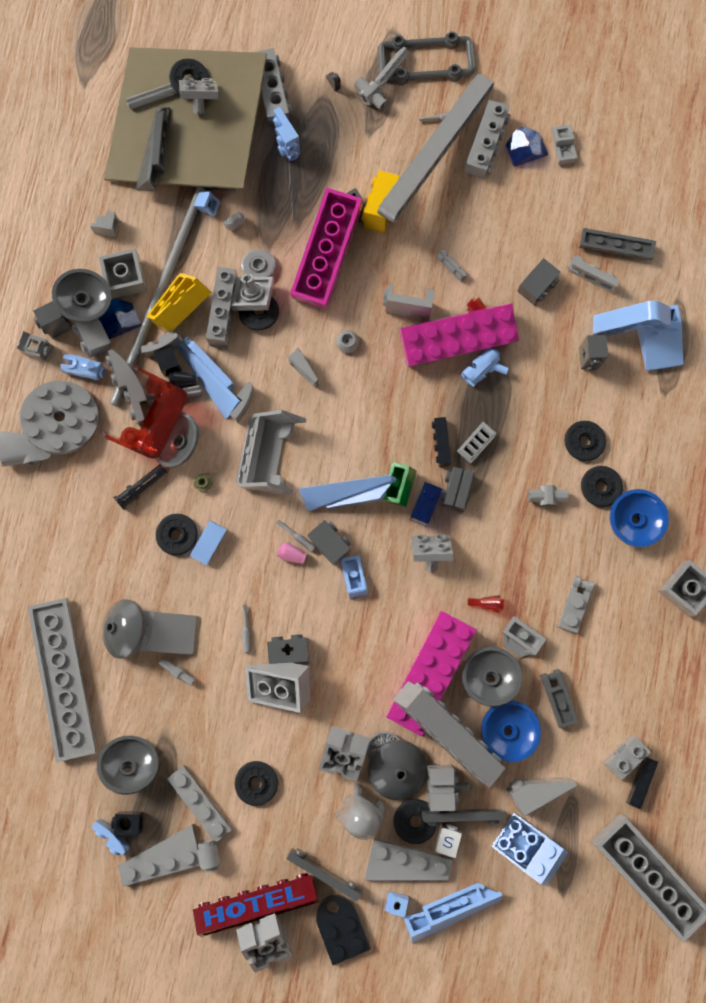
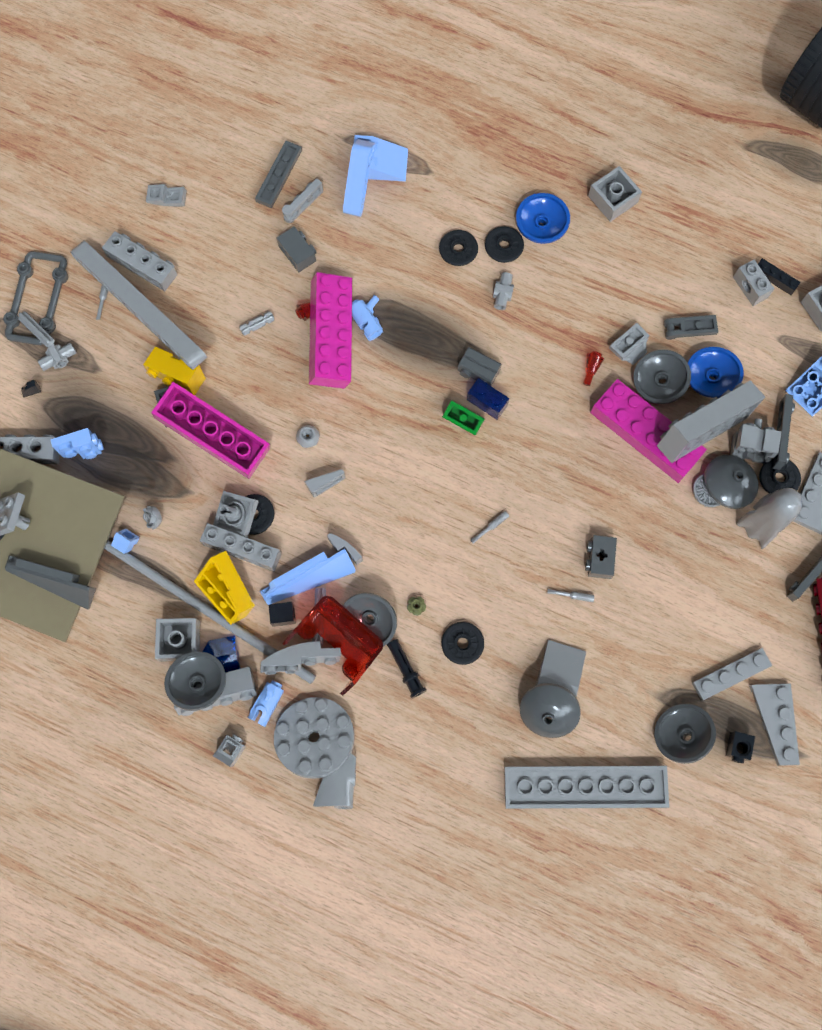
camera: 80 degrees left, 5 degrees down
(51, 320) = (208, 723): dark grey brick -> none
(106, 225) = (116, 650): light grey panel -> none
(115, 842) = (757, 763): light blue slope -> none
(168, 339) = (262, 608): light grey slope -> none
(177, 672) = (600, 669): light grey bar -> none
(182, 379) = (304, 604): black cone -> none
(208, 542) = (479, 611): light blue slope -> none
(208, 856) = (783, 674): light grey brick -> none
(243, 786) = (709, 615): black wheel -> none
(258, 263) = (204, 504): light grey wheel -> none
(263, 450) = (398, 541): light grey windscreen -> none
(279, 685) = (634, 571): light grey slope -> none
(291, 553) = (506, 535): bright pink cone -> none
(329, 542) = (505, 494): dark grey brick -> none
(344, 753) = (710, 523): light grey brick -> none
(346, 492) = (461, 467): light blue wedge -> none
(354, 576) = (541, 481): light blue slope -> none
(407, 305) = (295, 358): light grey panel -> none
(431, 550) = (533, 402): light grey plate -> none
(442, 442) = (430, 372): black piece -> none
(448, 840) = (802, 451): white brick -> none
(486, 429) = (442, 338): light grey slope -> none
(525, 146) = (156, 230): clear blue slope -> none
(534, 793) = (774, 362): light grey slope -> none
(575, 605) = (608, 293): light grey plate -> none
(593, 352) = (379, 217): dark grey brick -> none

